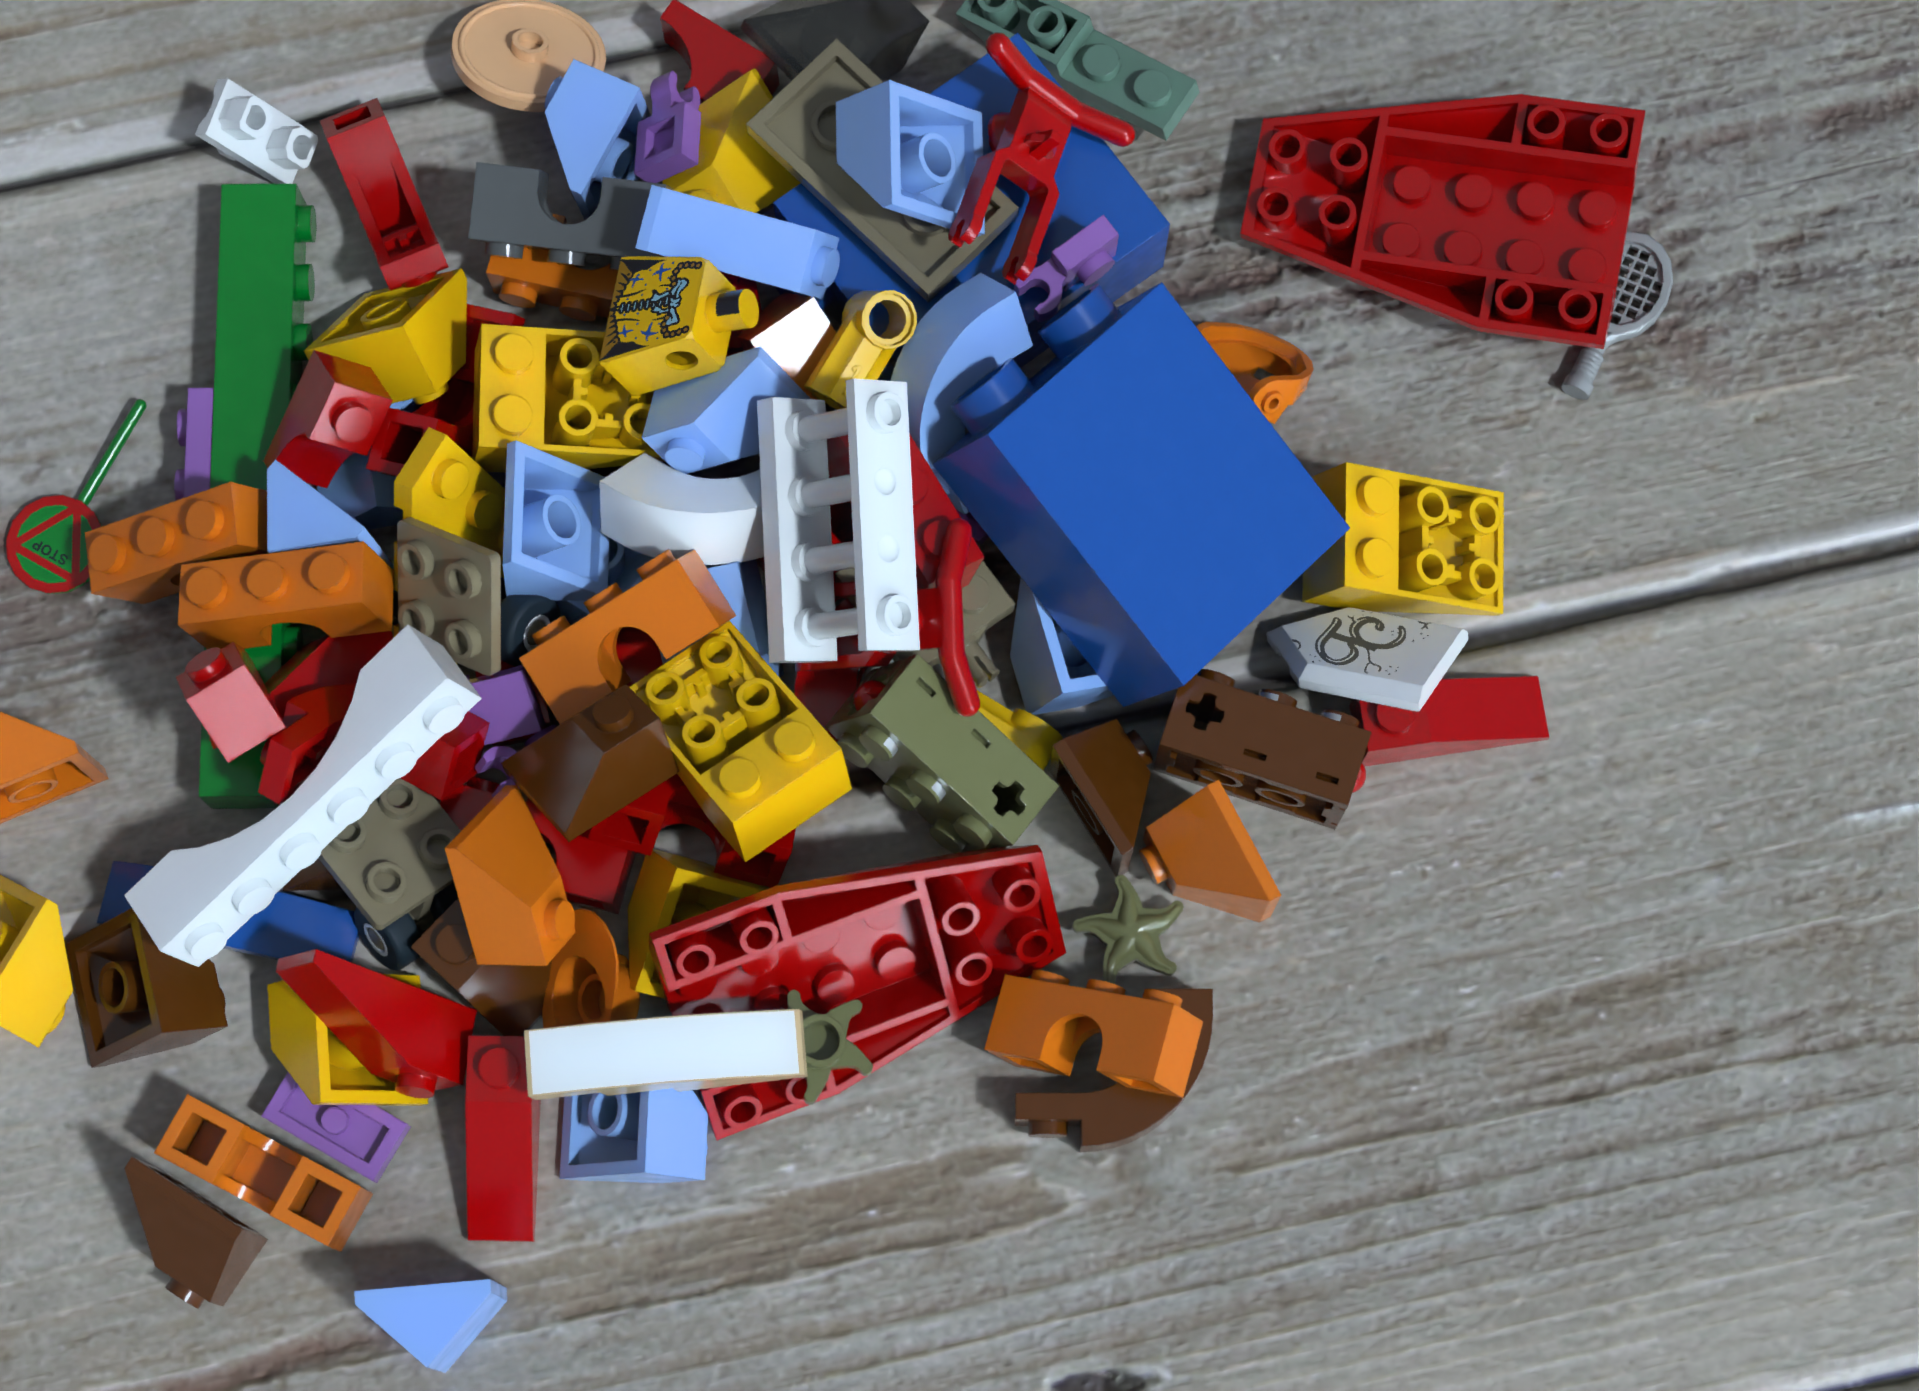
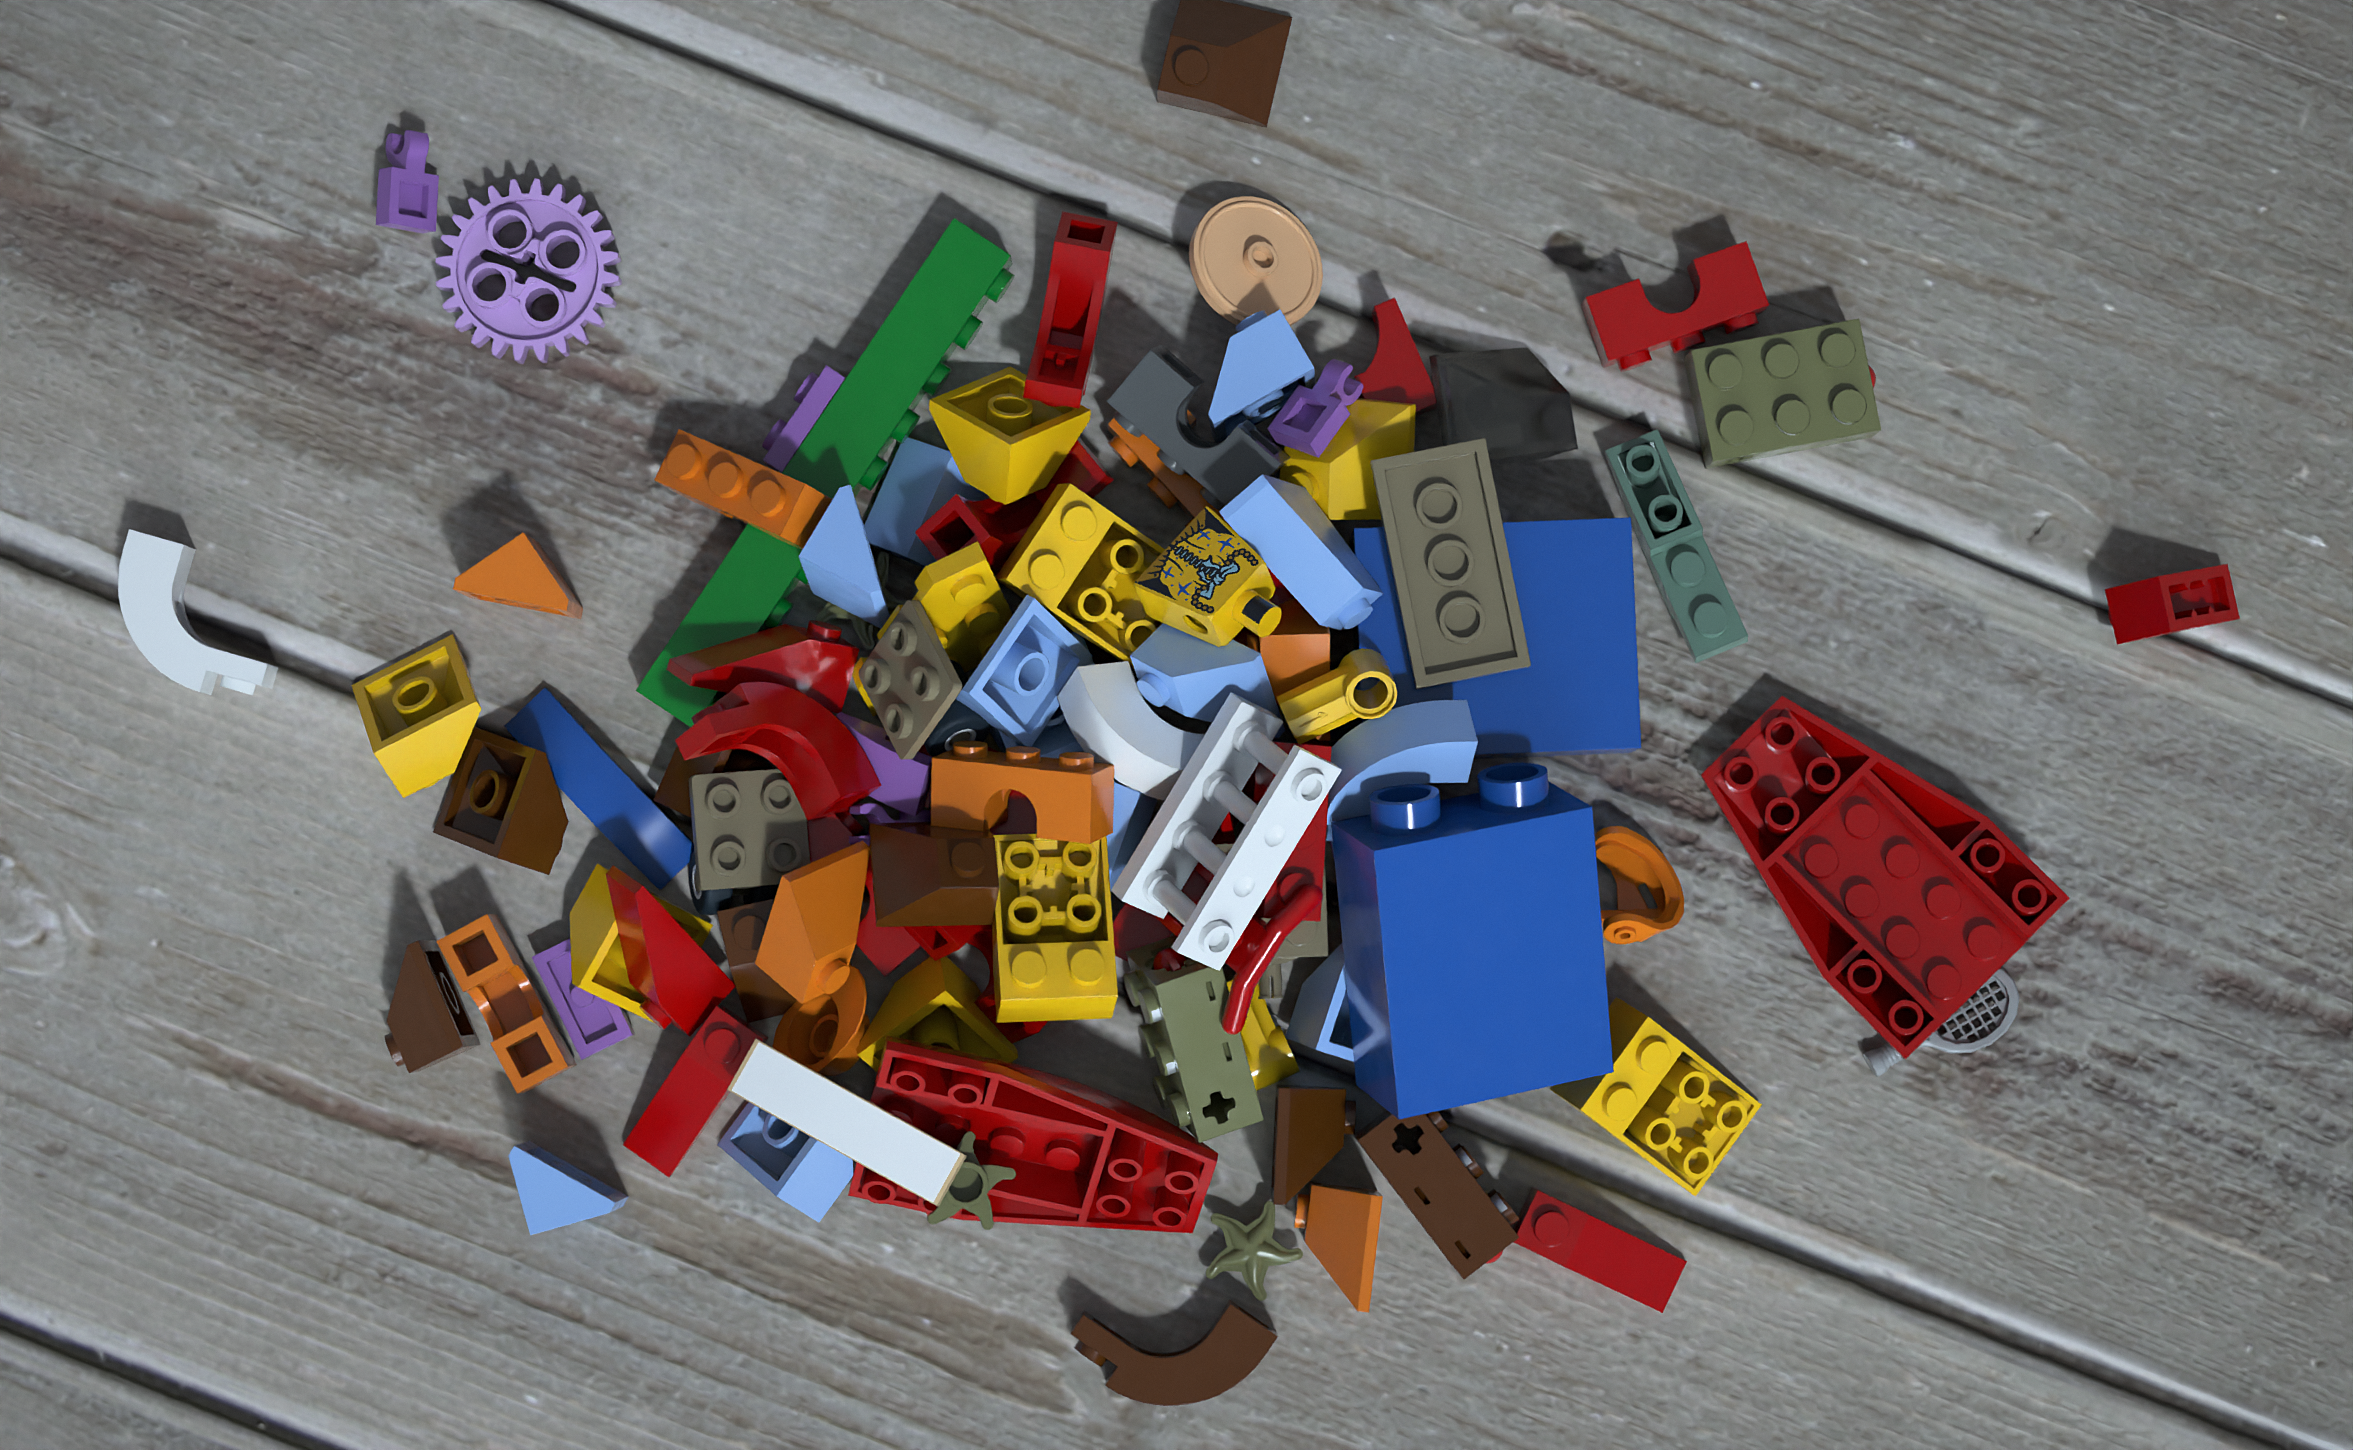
camera: 30 degrees right, 10 degrees up
(49, 534) = (658, 402): piece -> none
(230, 699) = (699, 655): slope -> none
(256, 134) = (1008, 192): white hips -> none
(329, 418) = (915, 471): red arch -> none
(330, 587) = (805, 598): orange arch -> none
(397, 712) = (818, 747): white arch -> none
(909, 149) = (1474, 583): light blue slope -> none
(1027, 152) = (1571, 625): red piece -> none
(1080, 258) = (1553, 738): medium lavender plate -> none
(1144, 1039) = (1196, 1346): orange arch -> none
(1369, 655) = (1566, 1168): white tile -> none

